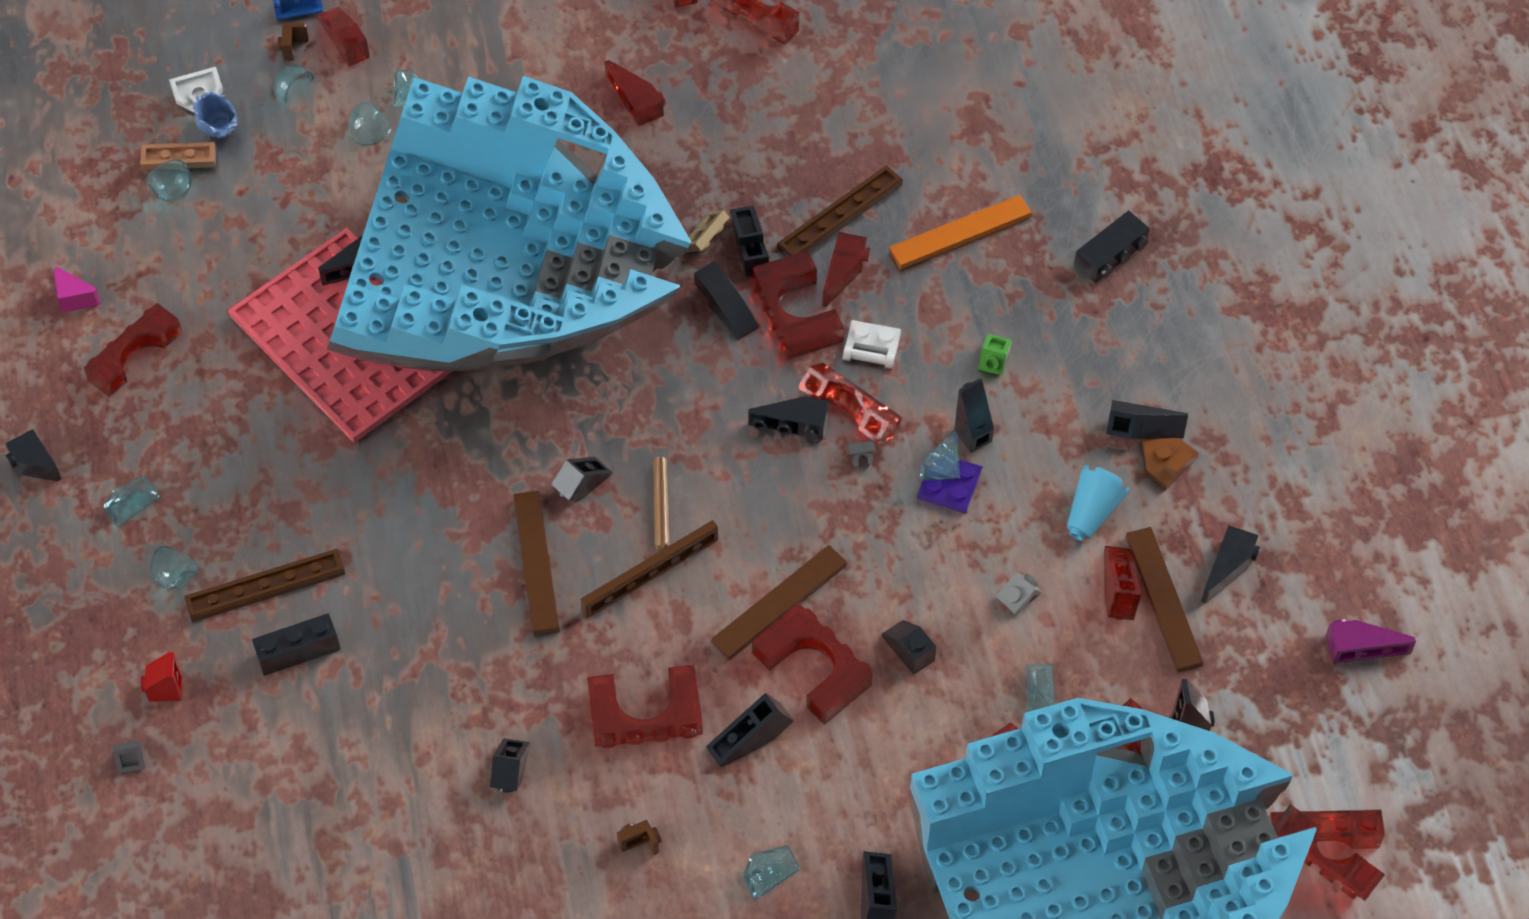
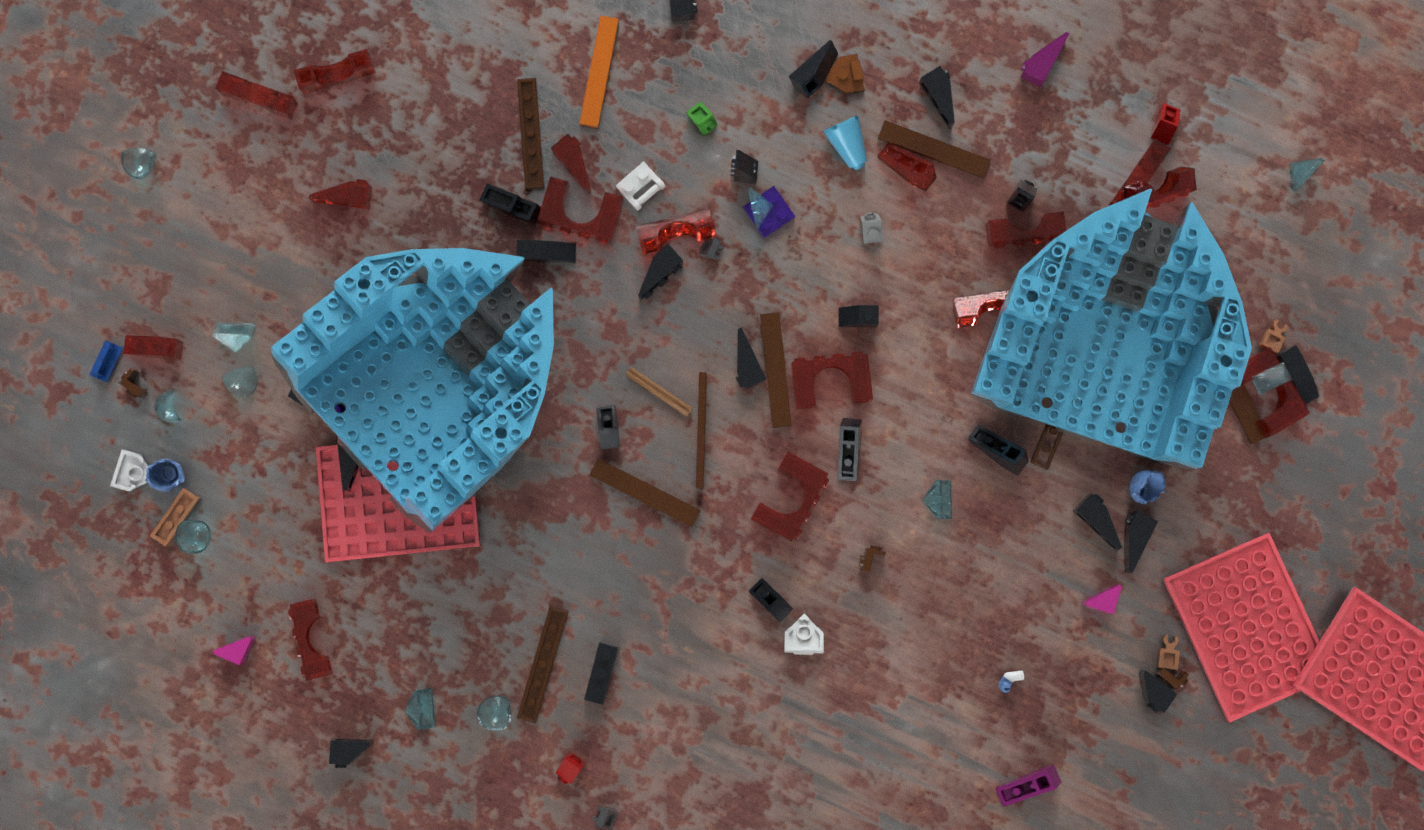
camera: 55 degrees left, 25 degrees up
(490, 827) = (803, 638): none -> white plate
(704, 232) = (484, 227): tan plate -> none
(761, 566) = (748, 367): none -> black slope
(1039, 686) = (937, 263): clear light blue slope -> none
(1411, 818) = (1166, 123): none -> red slope

